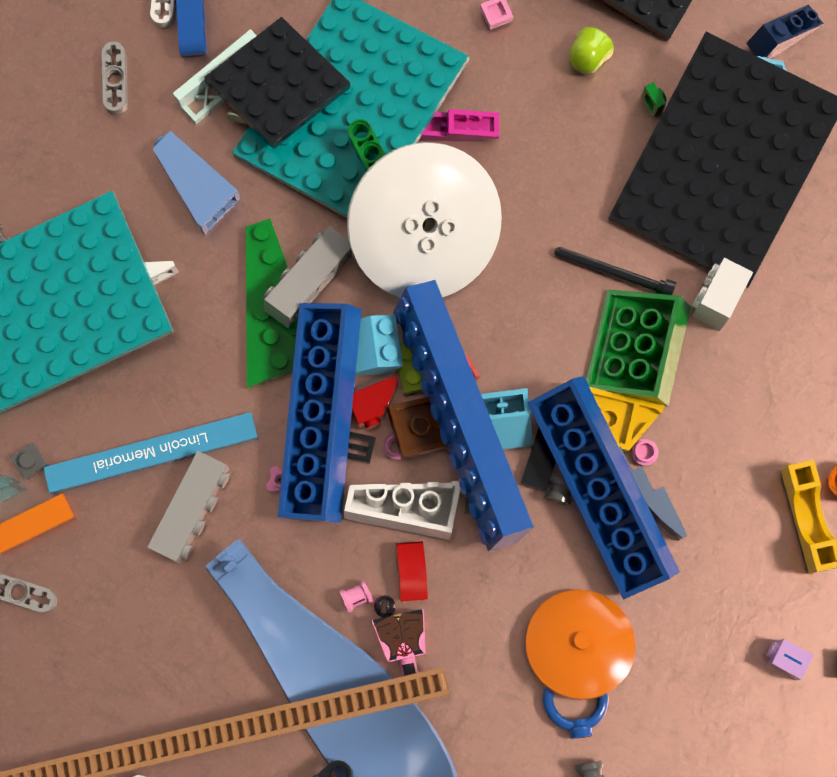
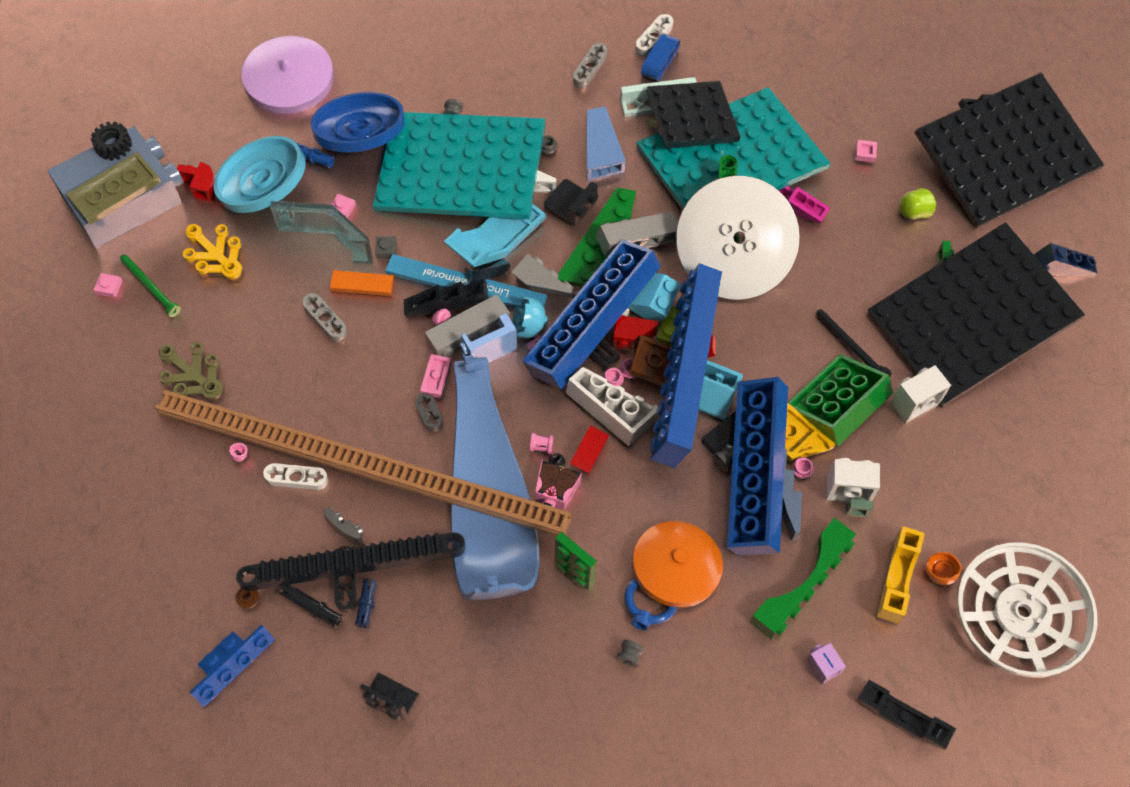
camera: 30 degrees right, 15 degrees down
(136, 210) = (552, 145): none -> dark grey plate
(142, 488) = (449, 298): none -> black slope
(146, 382) = (494, 238): none -> medium azure windscreen
(152, 513) = (441, 316): none -> bright pink plate
(165, 422) = (488, 270): none -> black slope
(191, 587) = (436, 375): none -> bright pink plate
(204, 275) = (571, 200): none -> black bracket
(205, 639) = (433, 410): none -> dark grey beam
(227, 398) = (537, 278): none -> light grey slope
(232, 519) = (493, 344): none -> light blue panel
(250, 456) = (529, 318): none -> medium azure cylinder
(384, 469) = (614, 376): none -> bright pink plate
(491, 722) = (575, 561): none -> green plate
(709, 441) = (852, 480): none -> white brick
(710, 636) = (776, 611): none -> green arch
(728, 462) = (859, 507): none -> sand green plate

